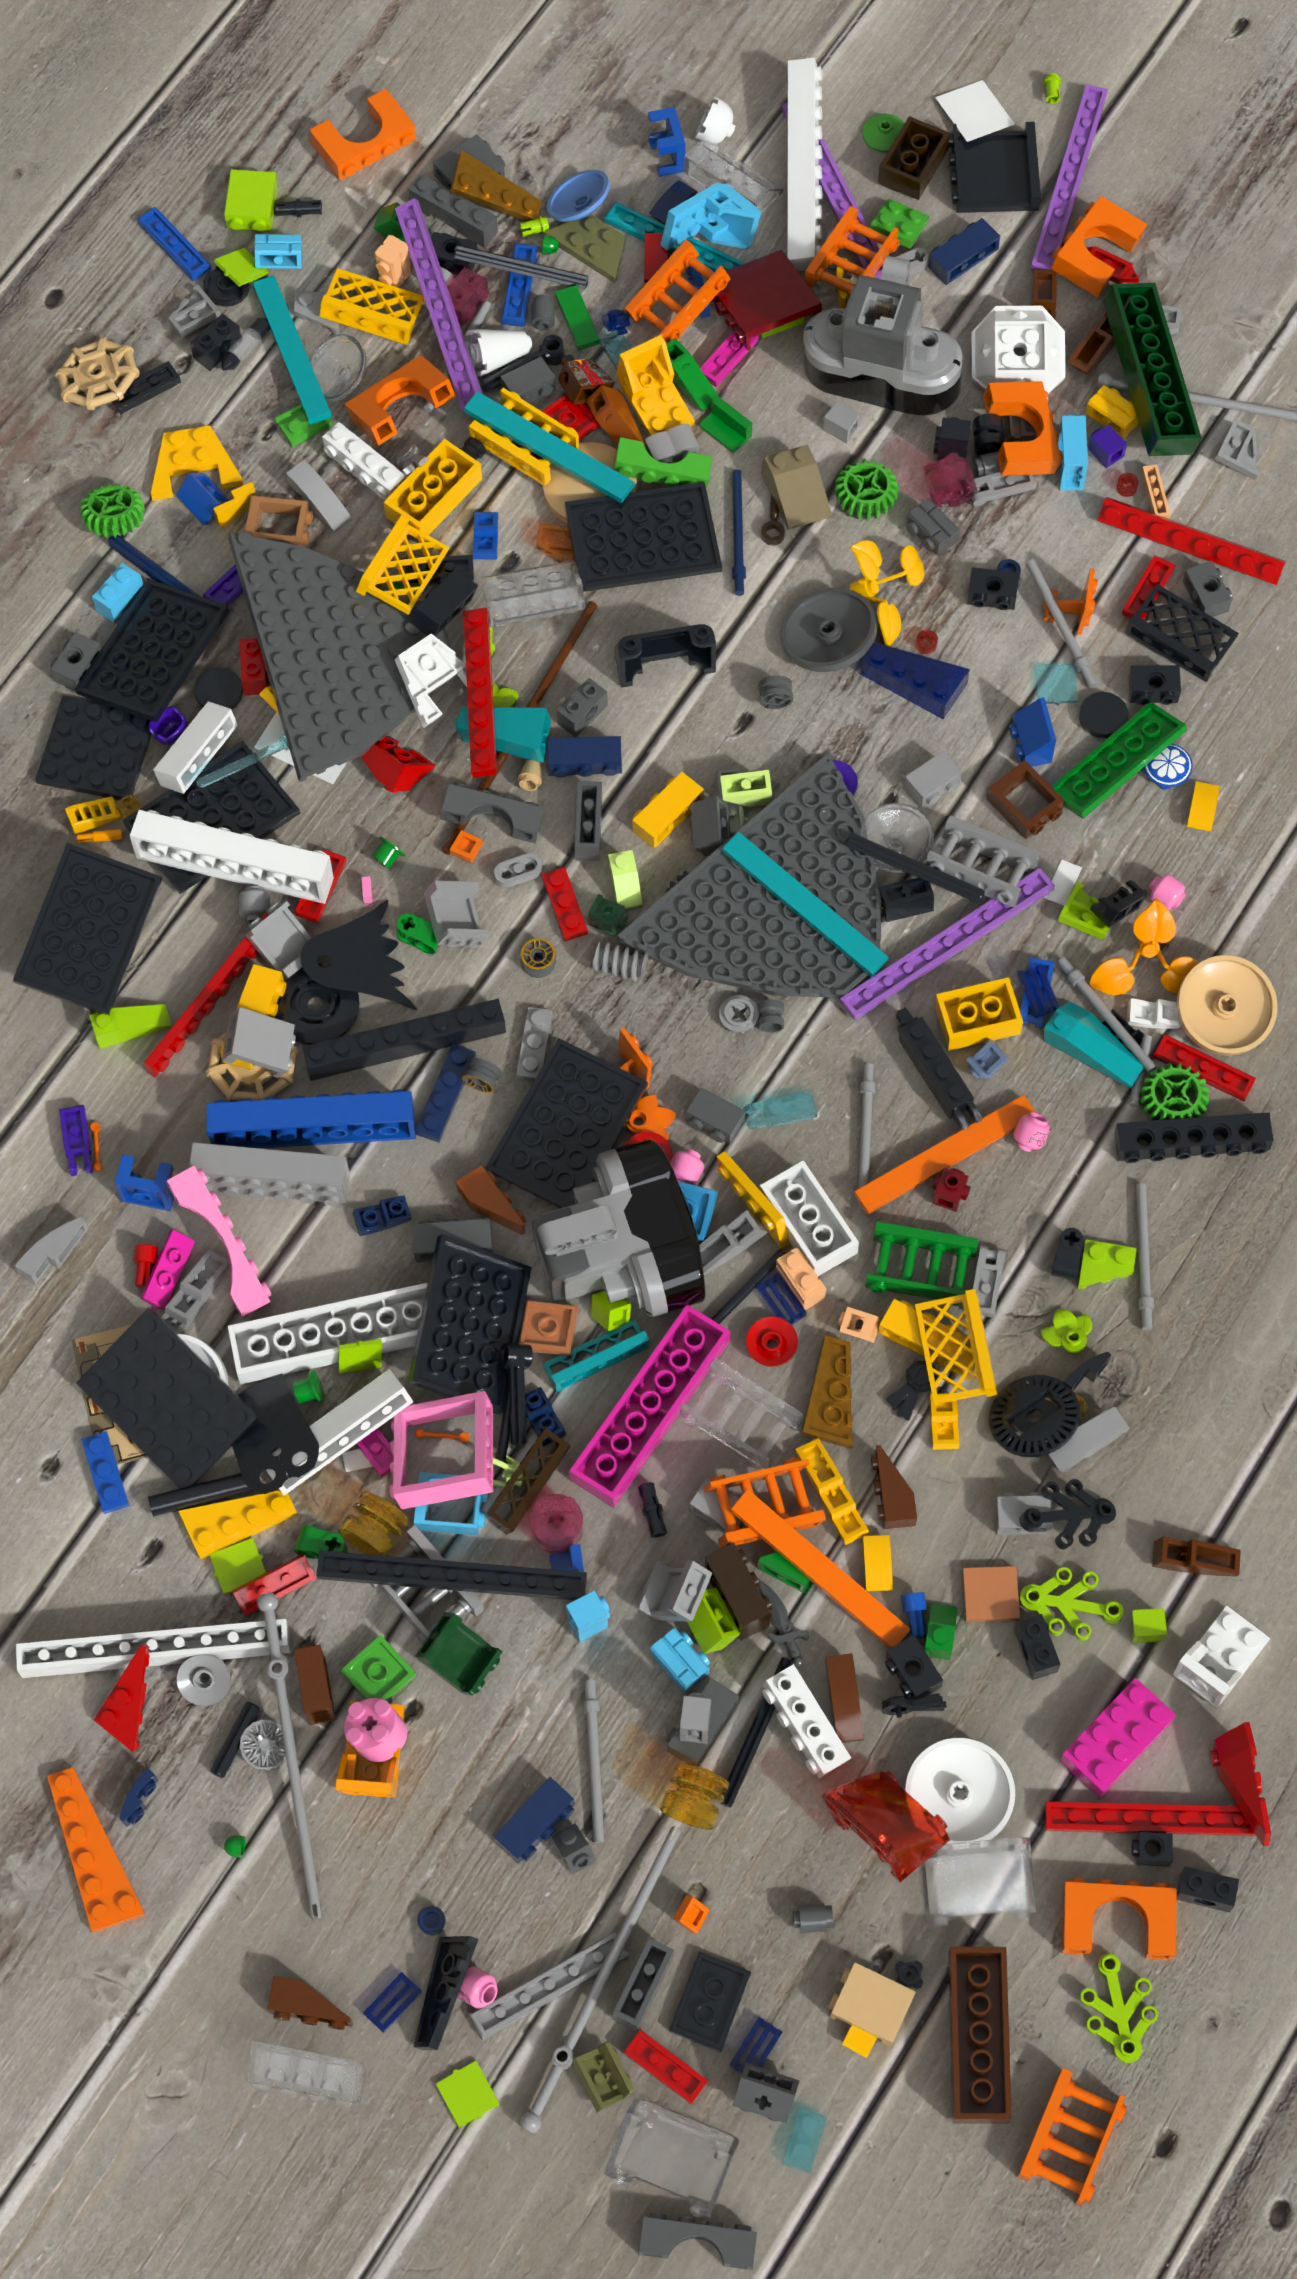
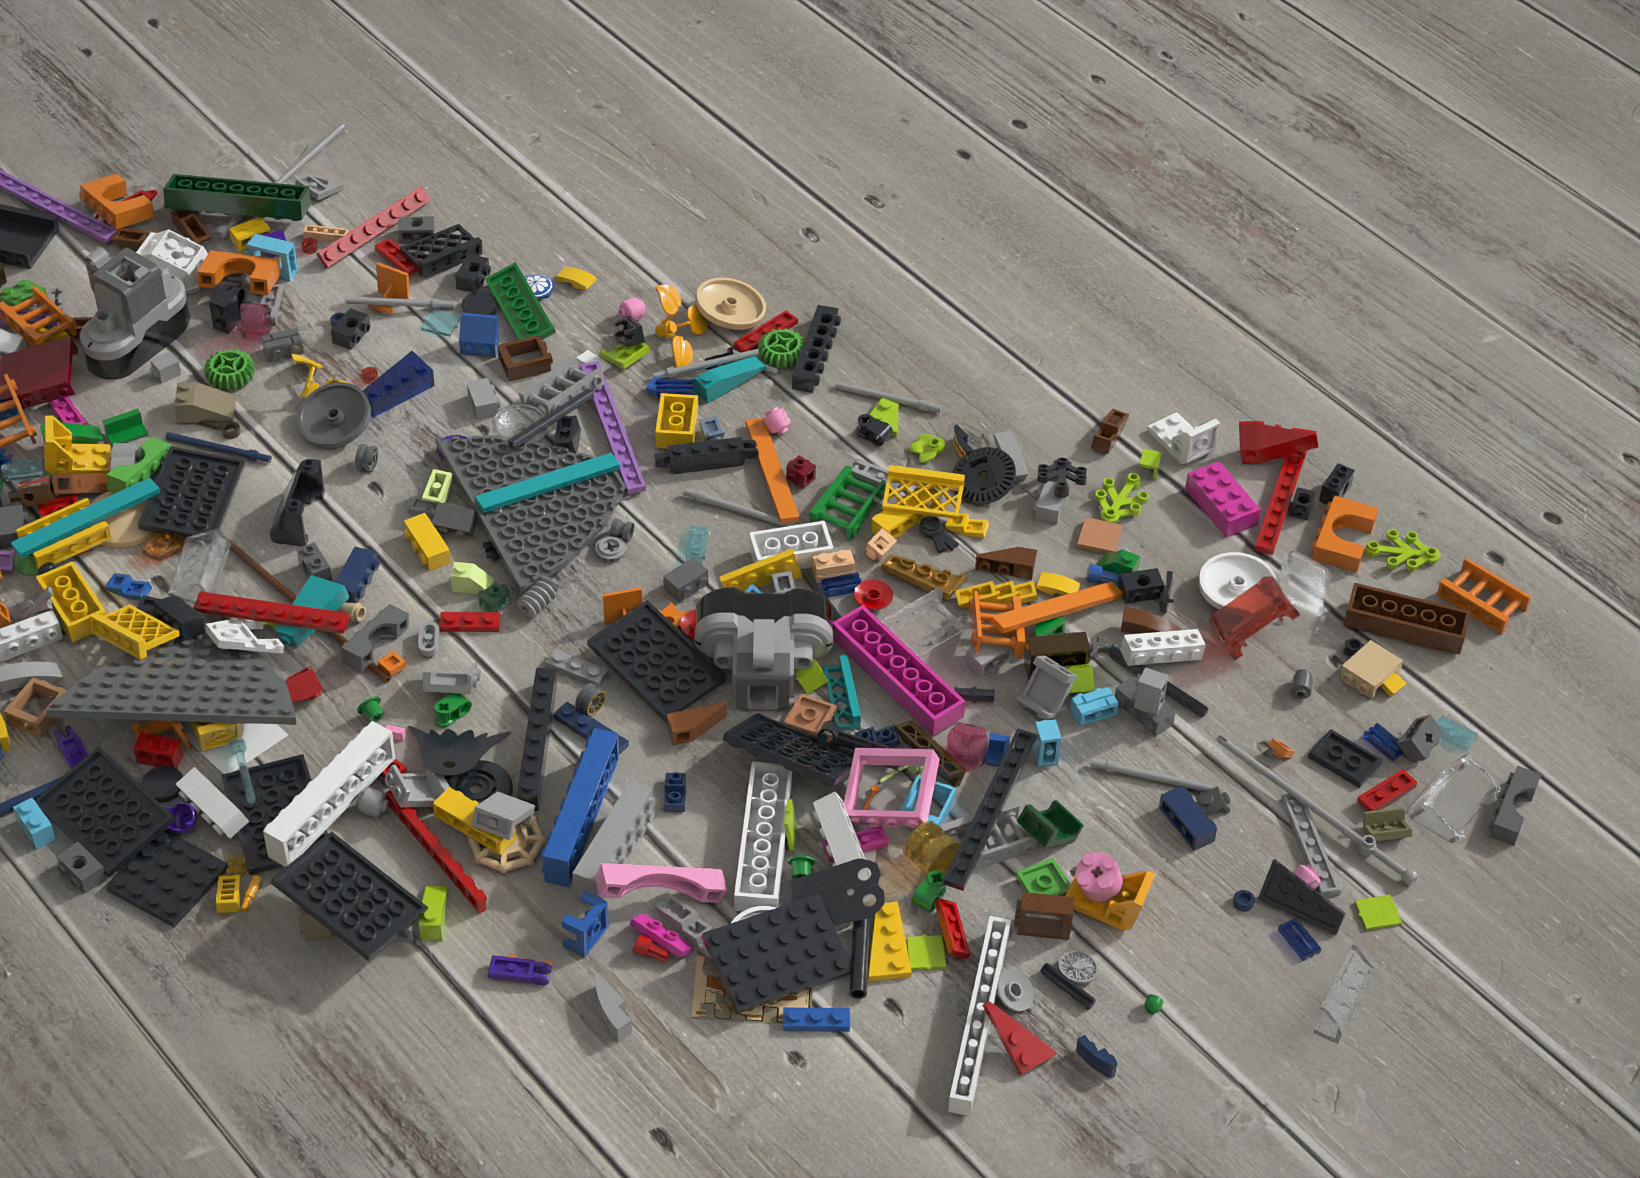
camera: 75 degrees left, 20 degrees down
(99, 1874) = (1139, 1101): orange wing -> none
(268, 1603) = (1029, 930): light grey bar -> none
(298, 2000) = (1286, 988): reddish brown slope -> none
(473, 1231) = (713, 753): dark grey brick -> none
(542, 949) = (508, 645): dark grey wheel -> none
(588, 821) = (413, 584): dark grey brick -> none
(643, 1984) = (1327, 784): dark grey brick -> none
(696, 1791) = (1200, 717): clear yellow wheel -> none
(963, 251) = (68, 269): dark blue brick -> none
(1037, 1647) = (1147, 520): black brick -> none
(1153, 1015) = (716, 344): white slope -> none

